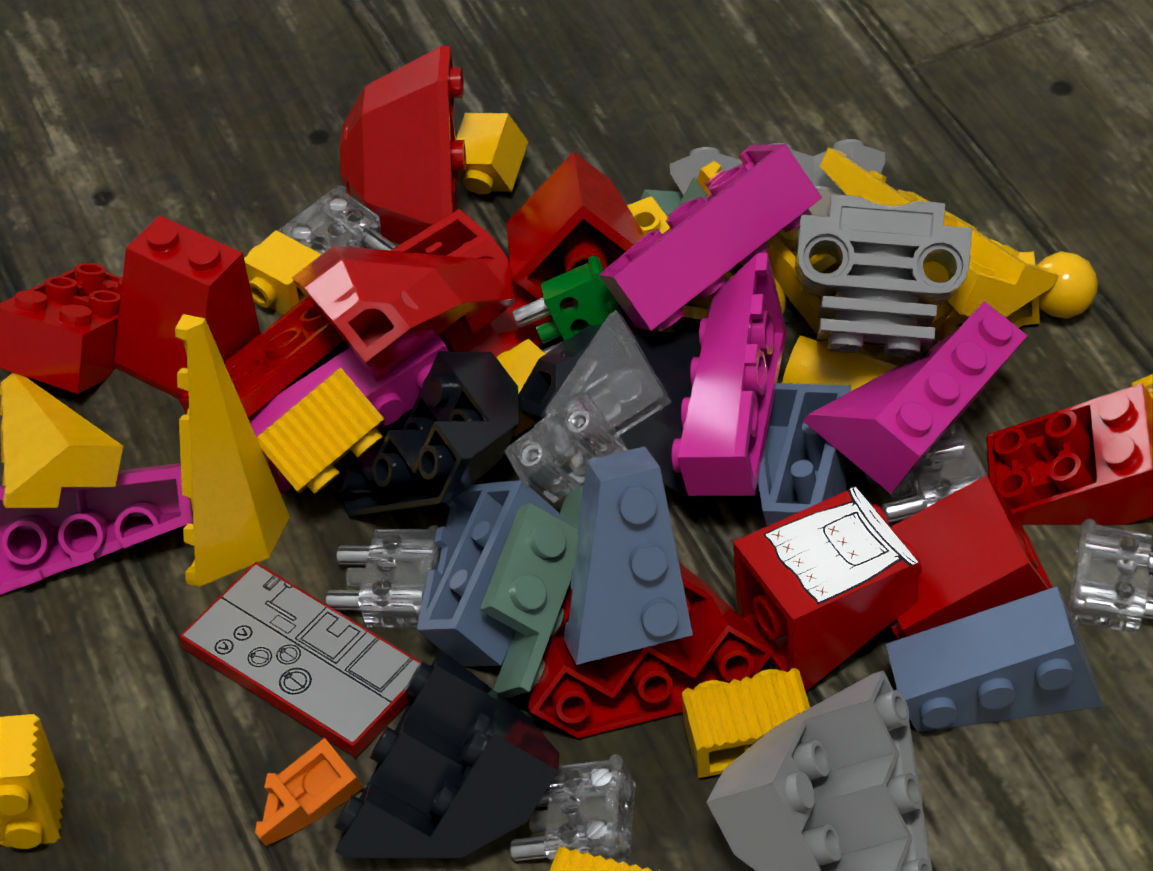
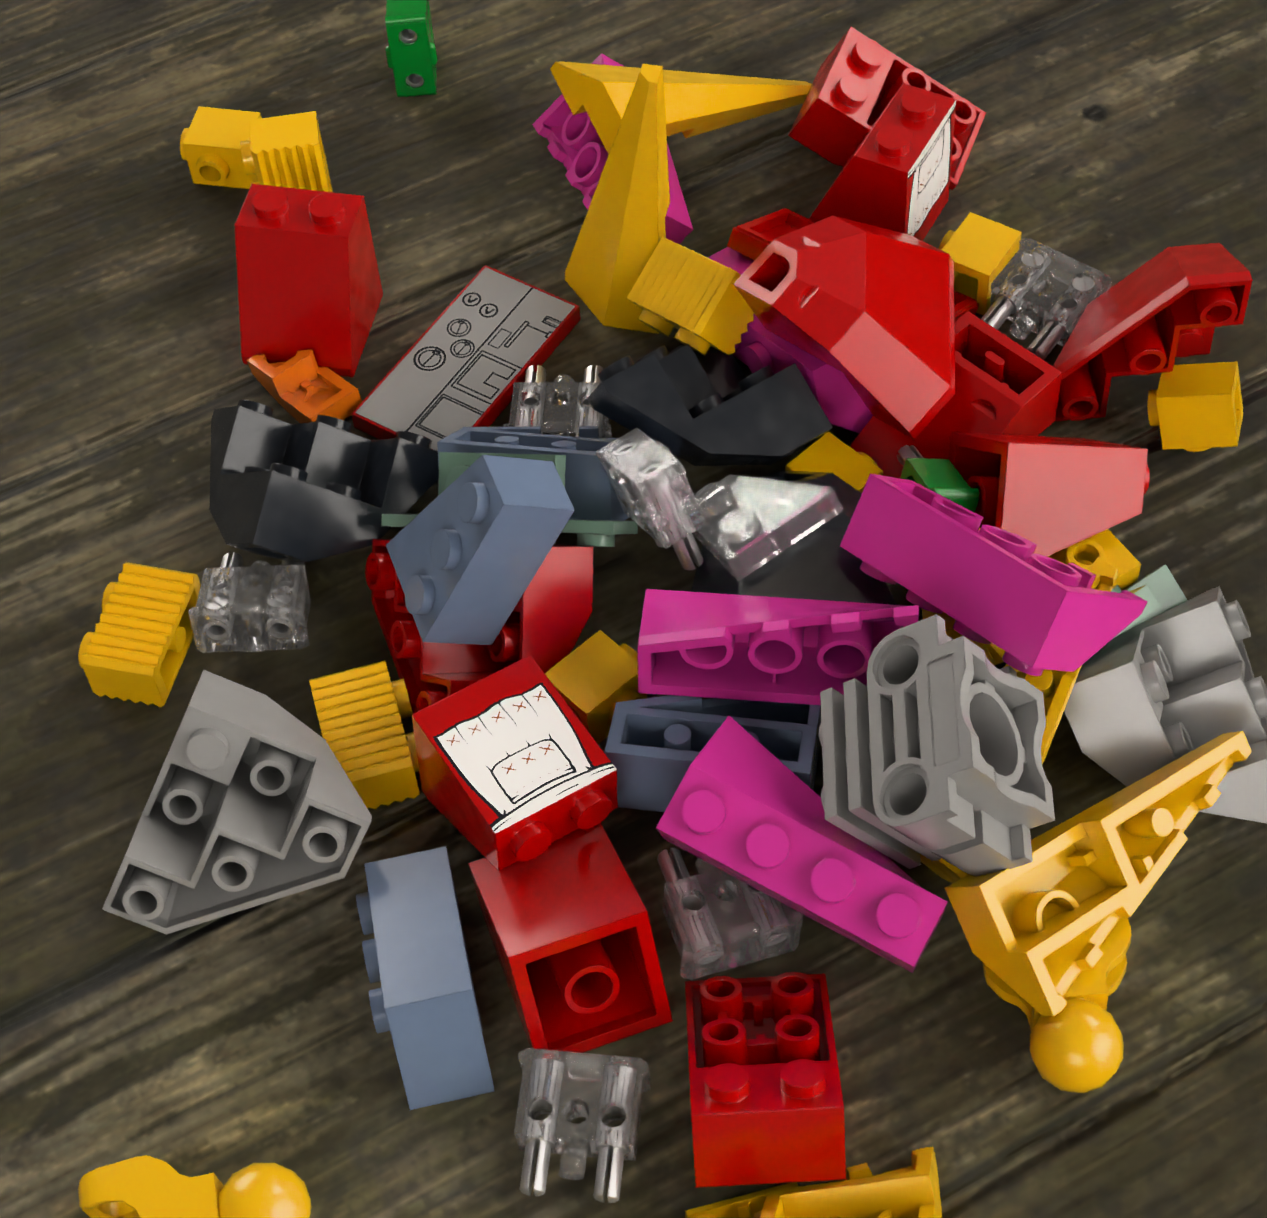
camera: 85 degrees right, 5 degrees up
(190, 761) = (306, 276): none -> red slope
(706, 548) = (595, 679): none -> yellow brick

